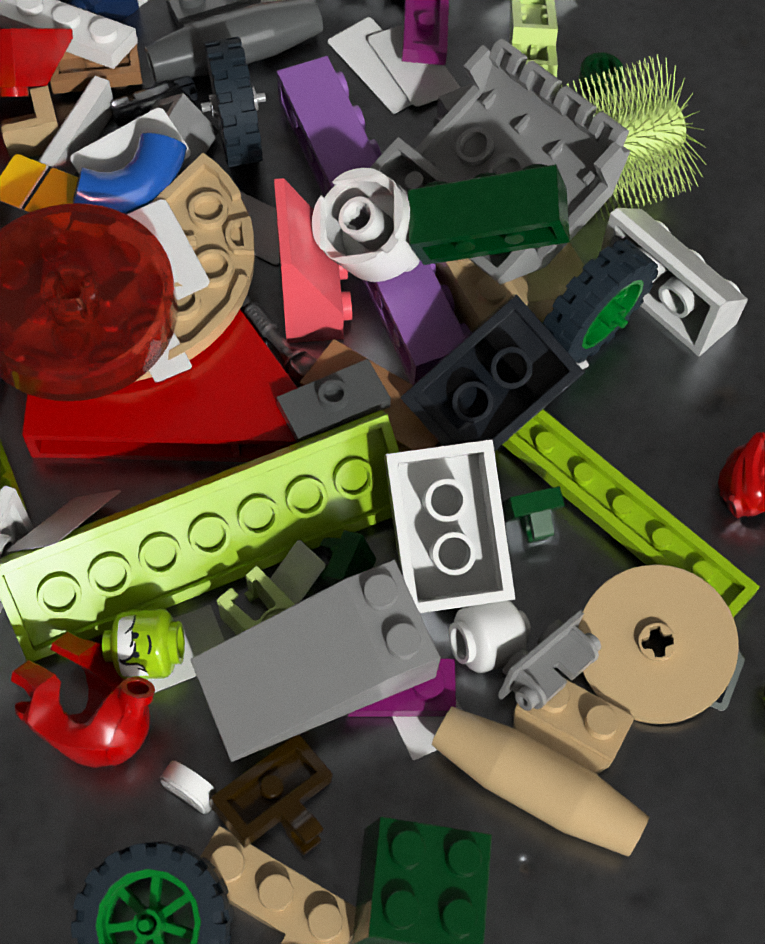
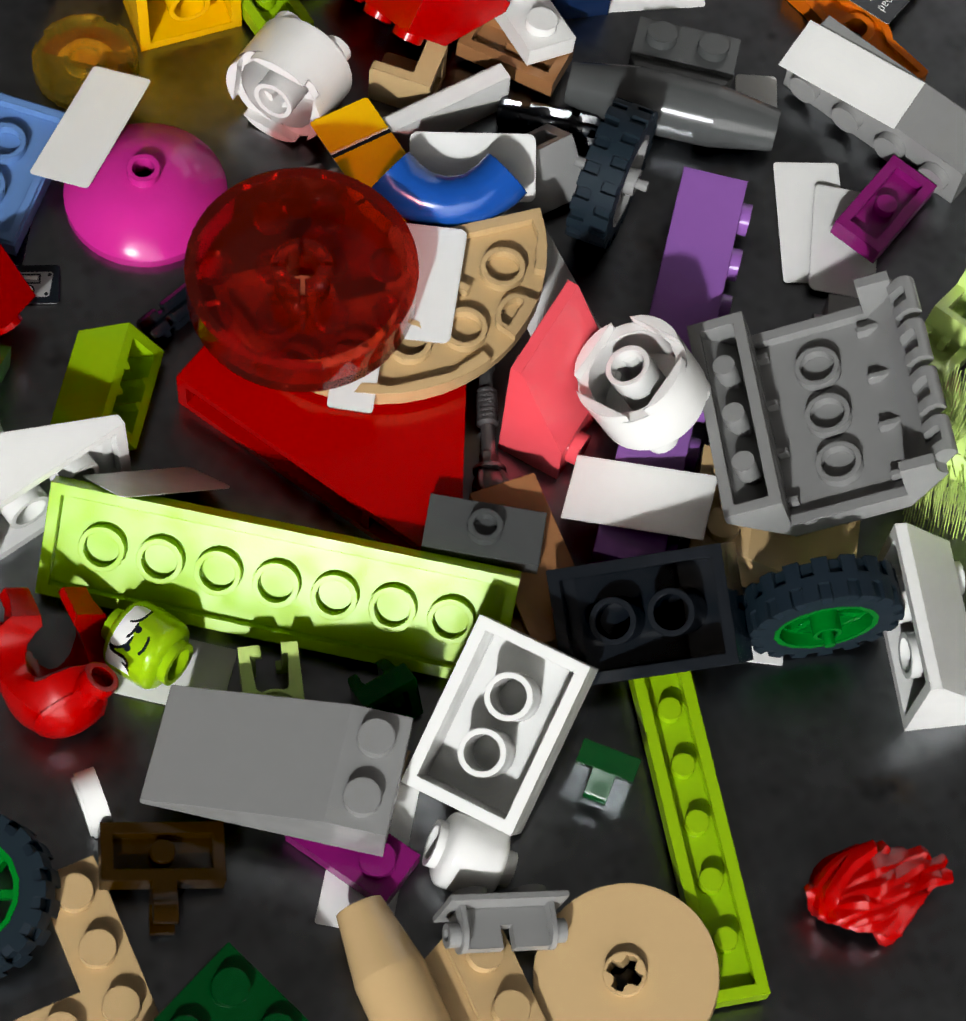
camera: 30 degrees right, 0 degrees up
(298, 572) = (333, 674): white sticker -> none
(420, 308) = (639, 497): none -> white sticker
(488, 214) = (757, 446): dark green brick -> none

